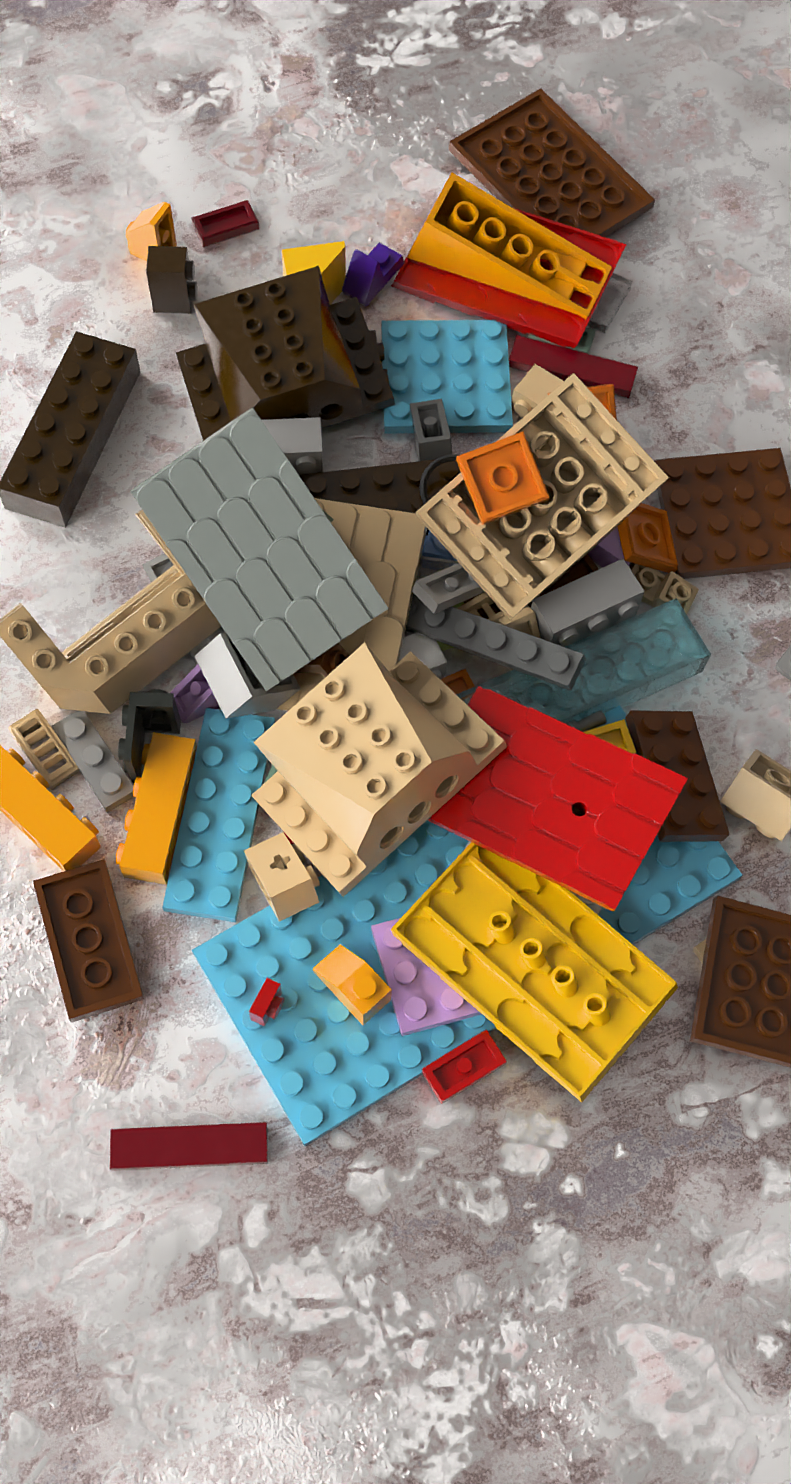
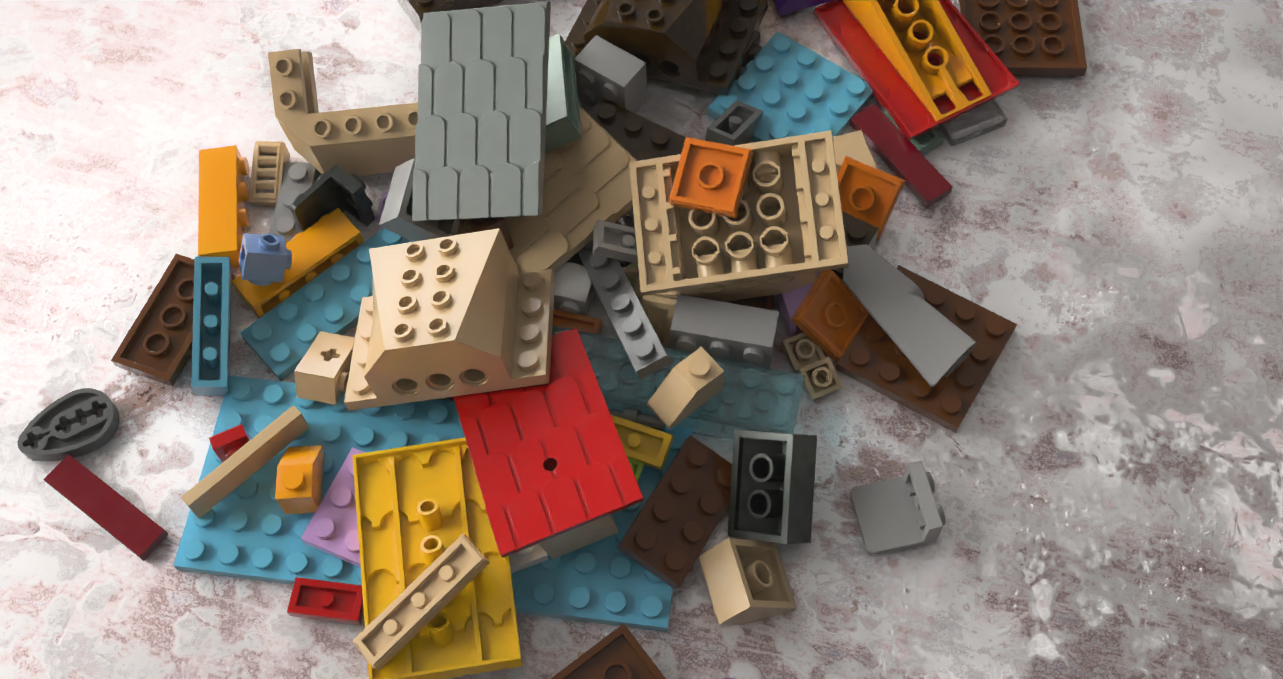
camera: 45 degrees right, 5 degrees down
(67, 1091) = (81, 440): none -> dark grey piece
(143, 822) = (264, 258): none -> medium blue brick
(144, 917) = (211, 326): none -> medium azure brick
(292, 1008) = (245, 462): none -> tan tile
(570, 999) = (420, 602): none -> tan tile
(609, 672) = (687, 388): none -> tan slope
(721, 499) = (899, 307): none -> light grey panel
(729, 705) = (772, 486): none -> pearl dark grey slope

